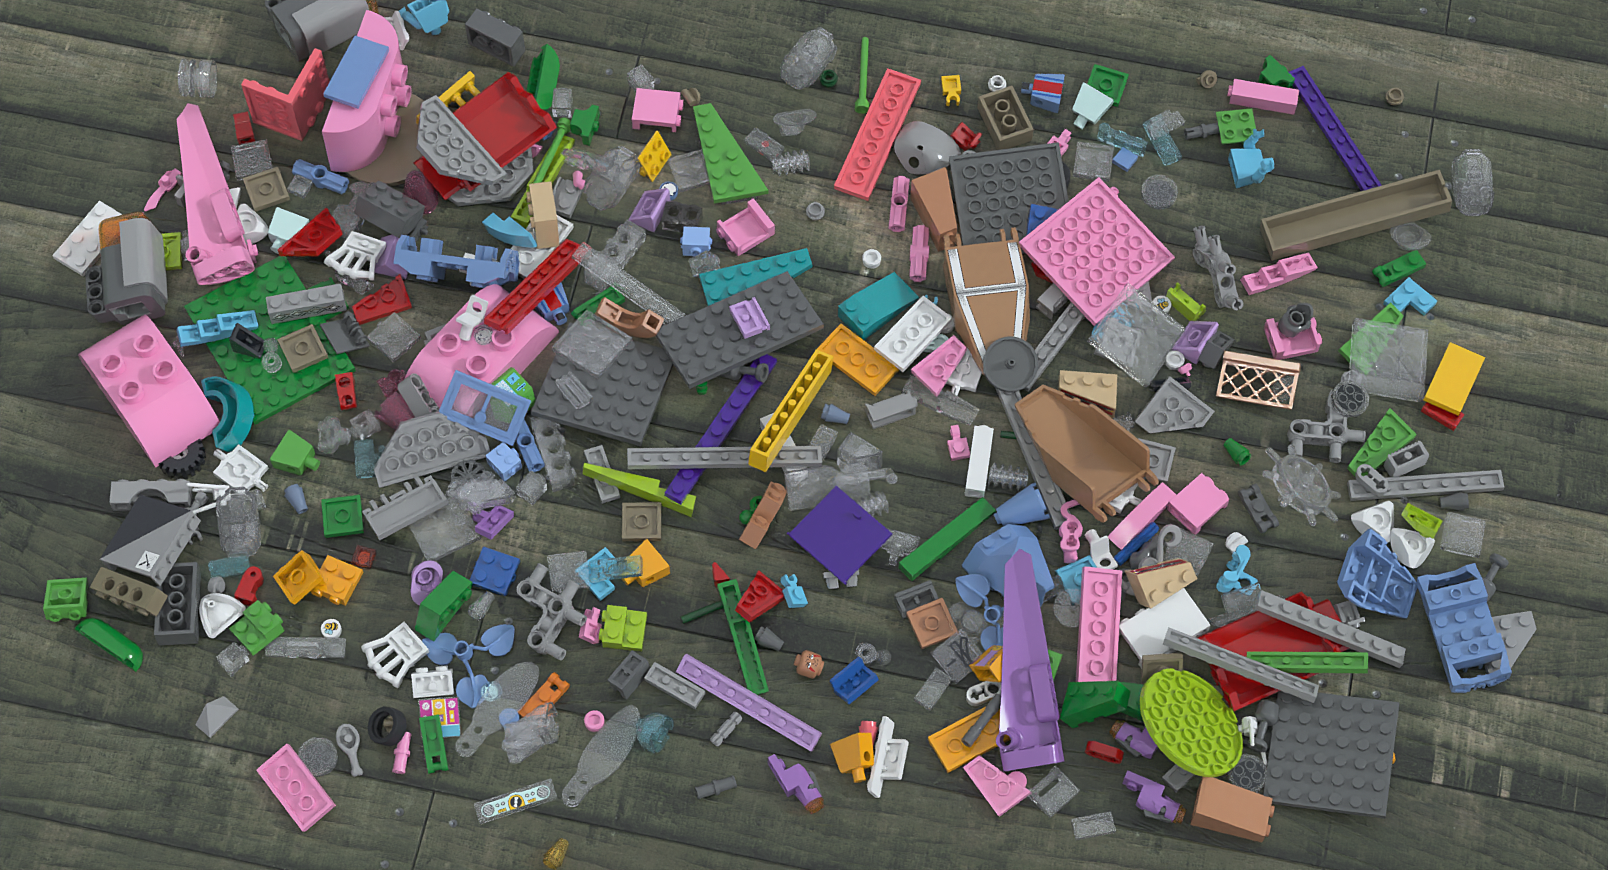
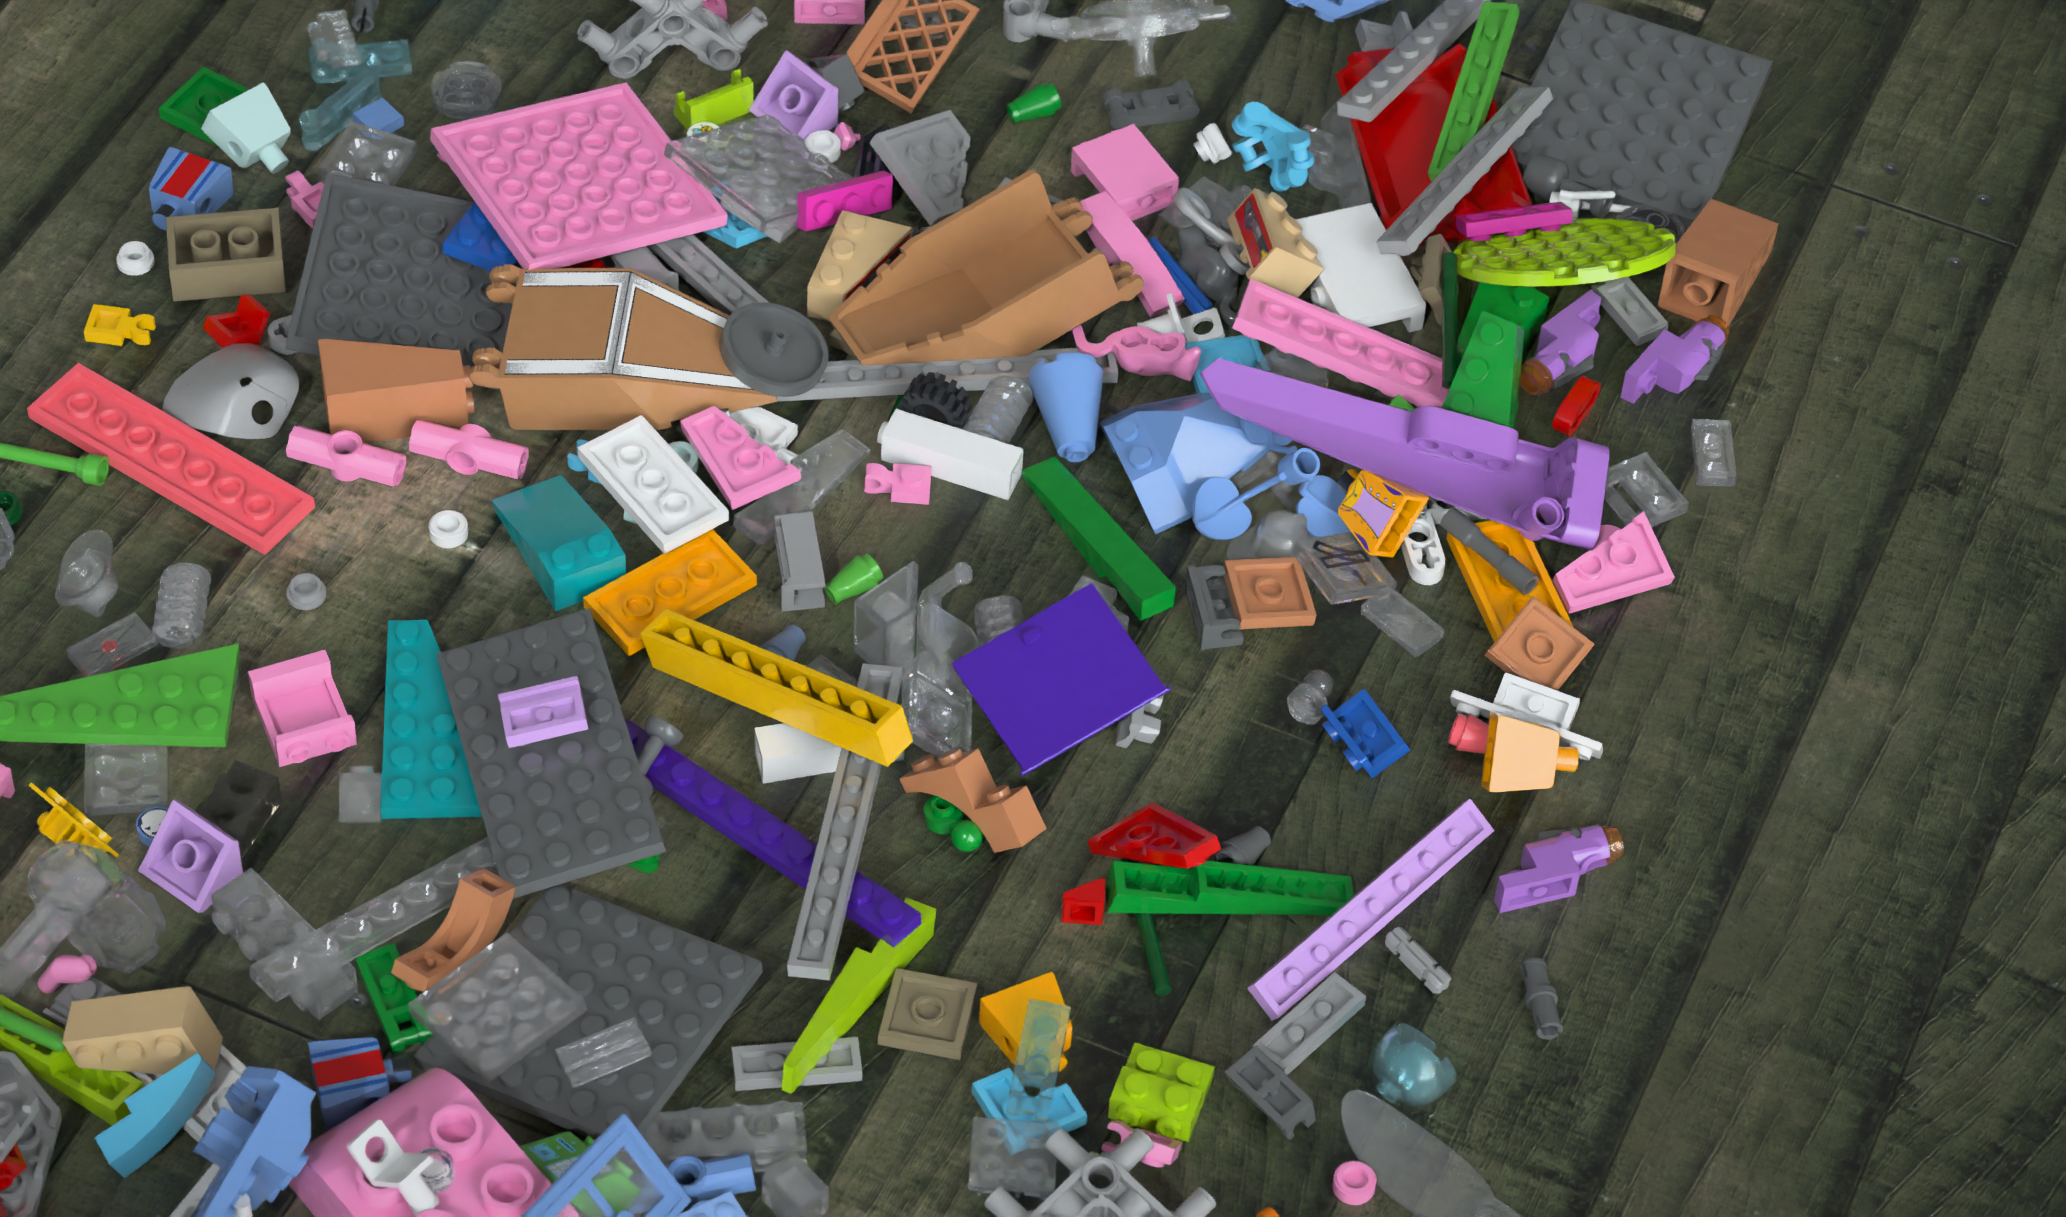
camera: 80 degrees left, 15 degrees down
(533, 288) = (333, 1068): red plate -> none
(695, 240) = (305, 795): light blue head -> none
(793, 594) = (1158, 789): medium azure plate -> none
(809, 664) = (1314, 794): nougat head -> none
(889, 437) = (854, 579): none -> bright green cone
(928, 755) = (1539, 646): none -> nougat tile
(1001, 446) = (931, 392): none -> black tyre
(1128, 375) = (858, 195): none -> dark pink plate
(1135, 673) = (1449, 318): none -> dark green bar
(1218, 697) = (1514, 220): none -> dark pink plate

